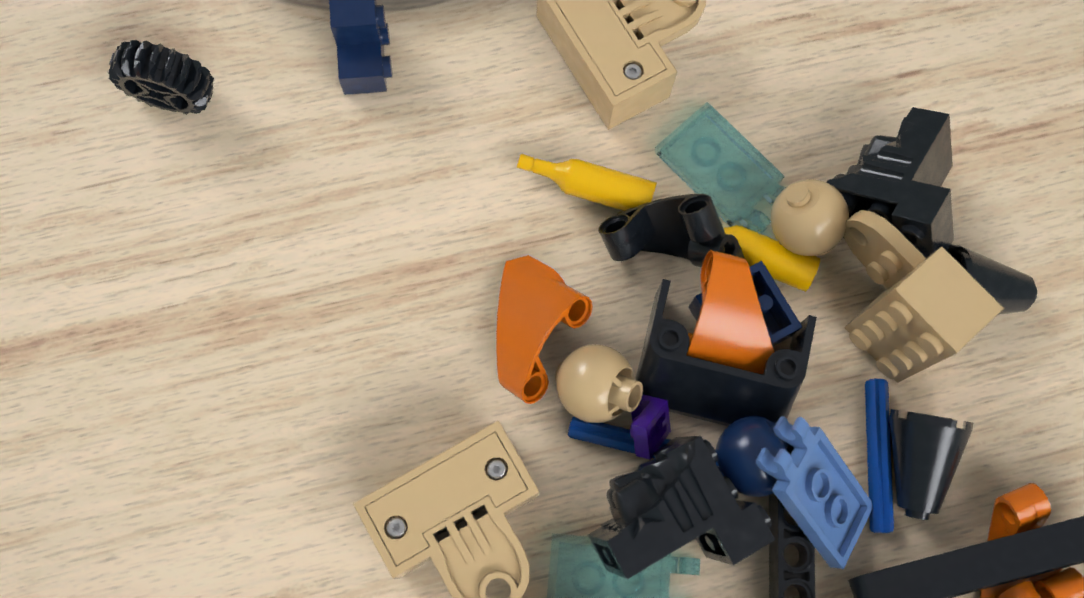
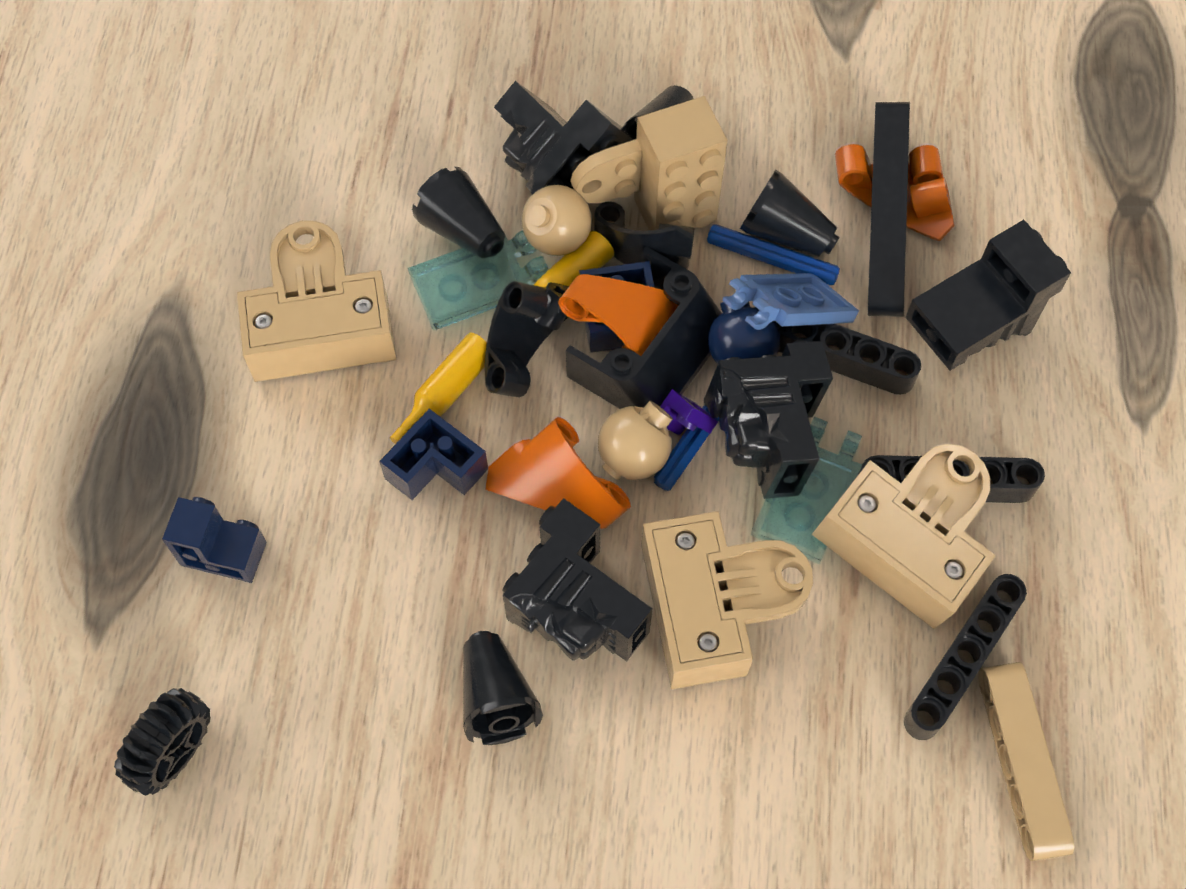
camera: 65 degrees left, 10 degrees down
(301, 340) = (495, 692): none -> black cone
(408, 374) = (569, 596): none -> black brick
(517, 193) = (433, 449): none -> dark blue brick
(781, 122) = (458, 212): none -> black cone
(832, 342) = (669, 240): none -> black panel

